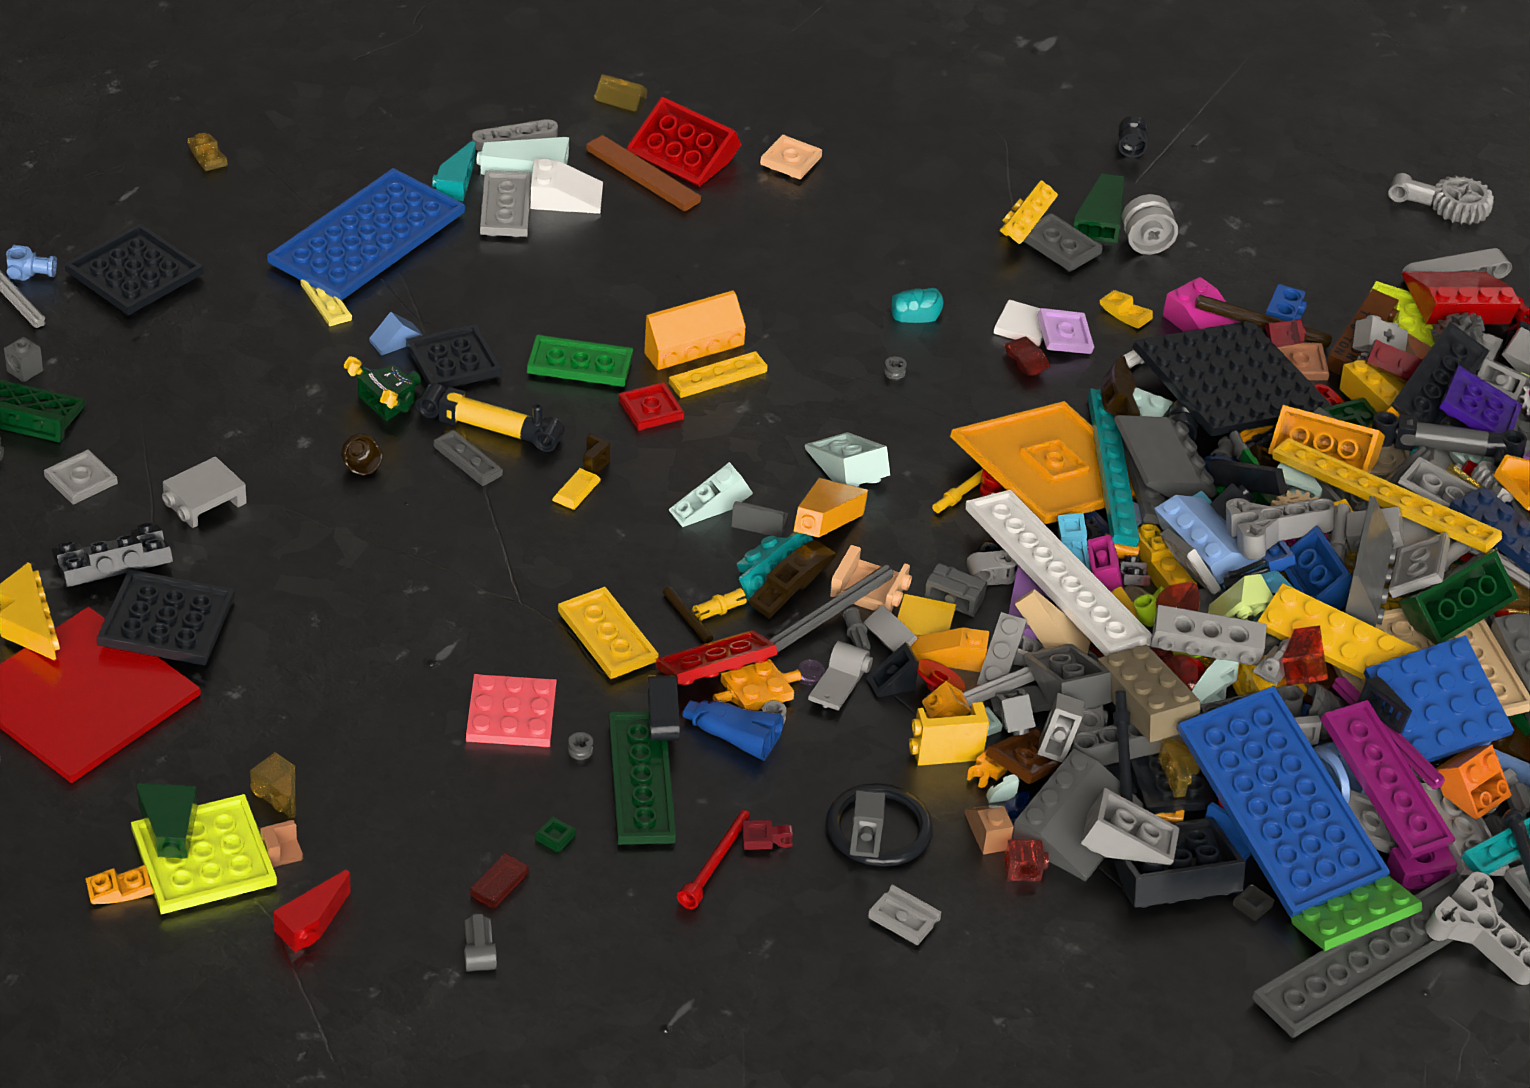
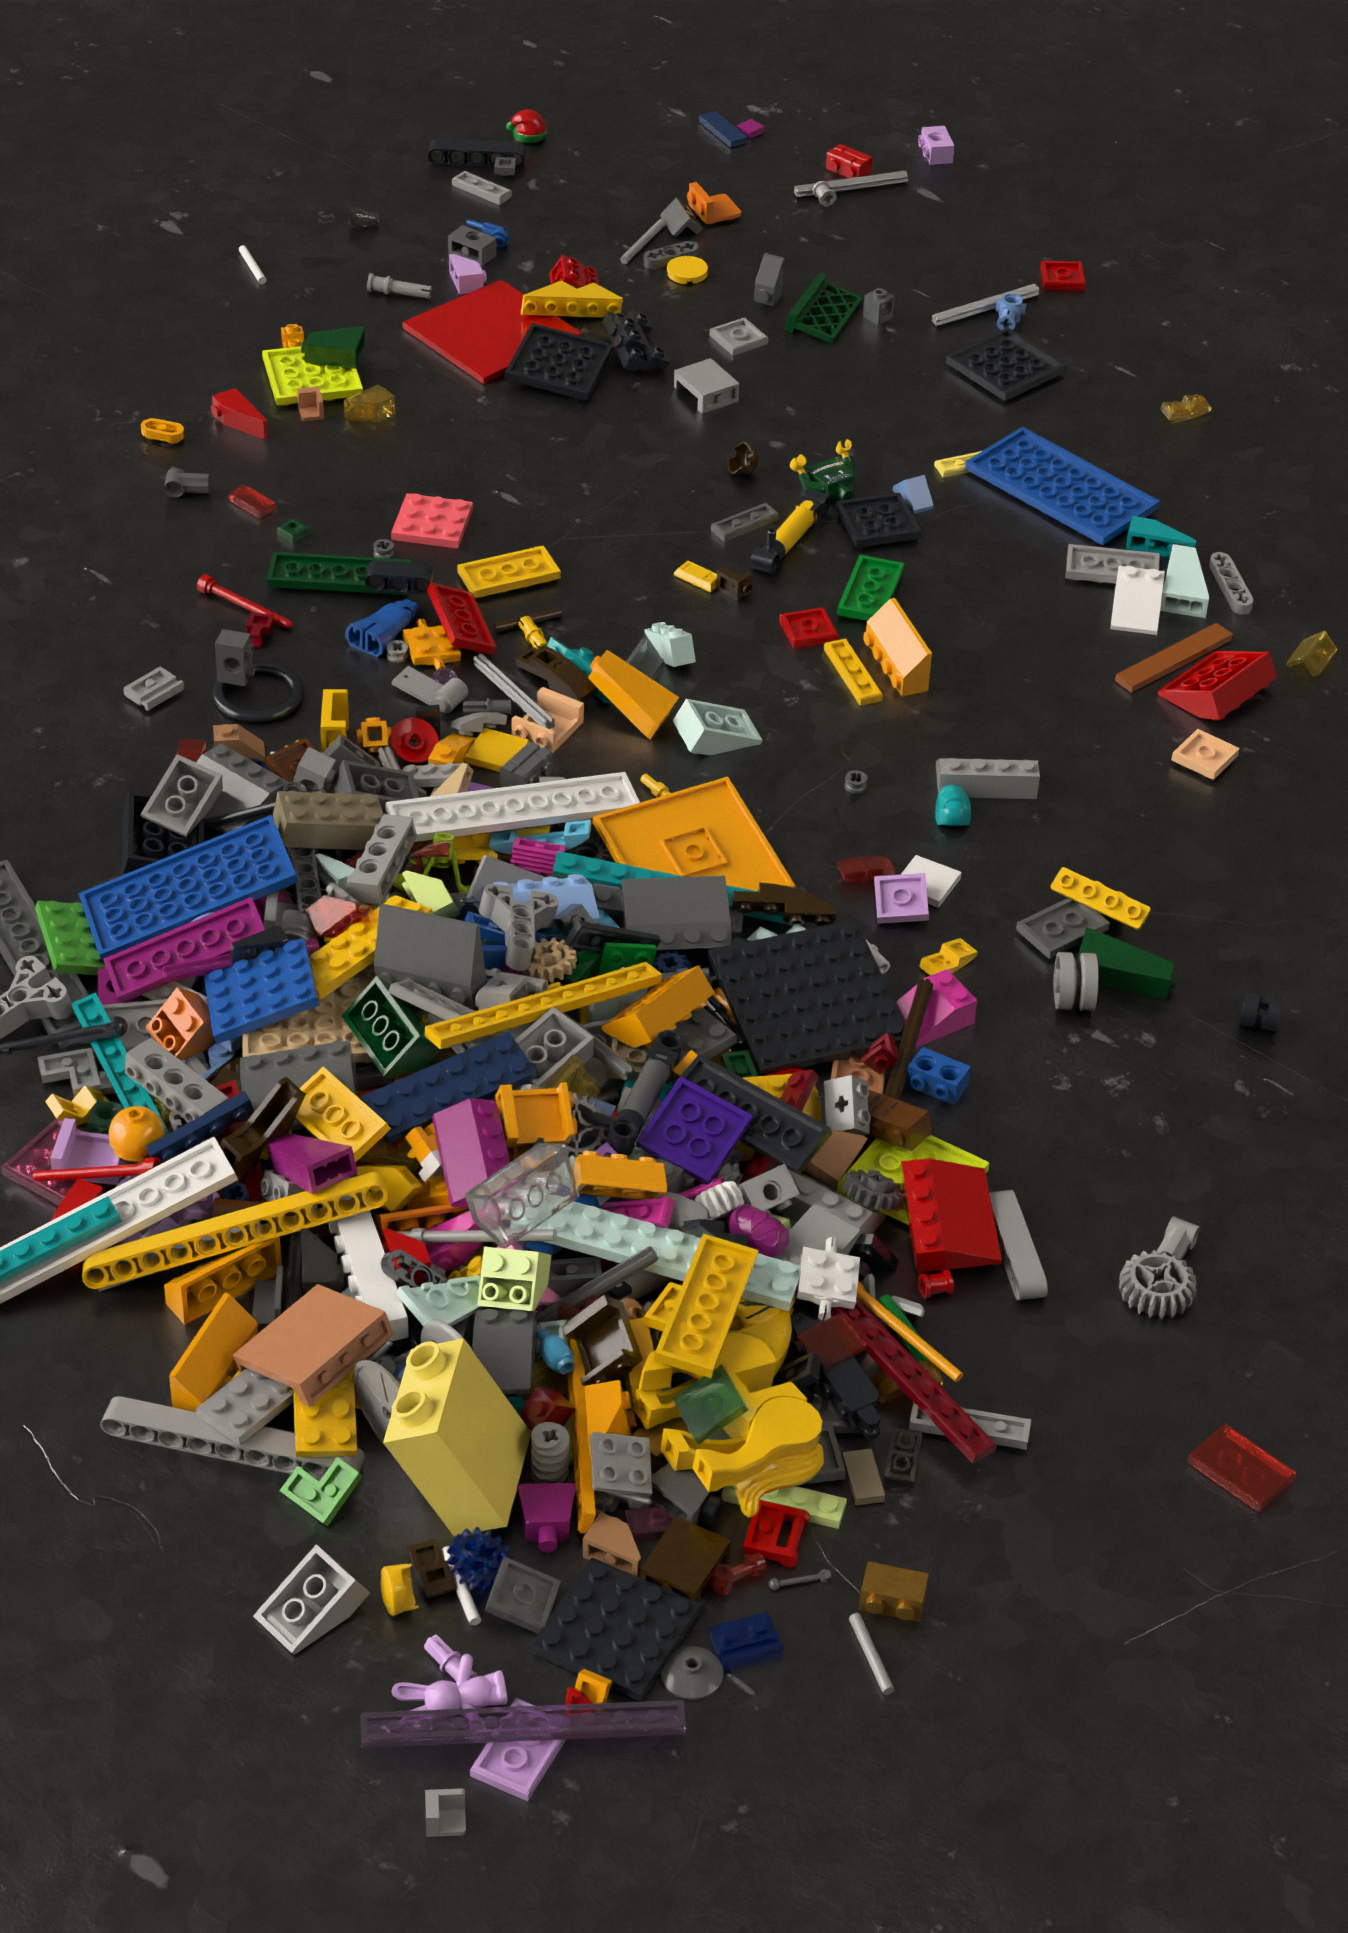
camera: 100 degrees right, 0 degrees up
(357, 992) = (162, 430): none -> light orange plate
(864, 282) = (990, 777): none -> light grey slope

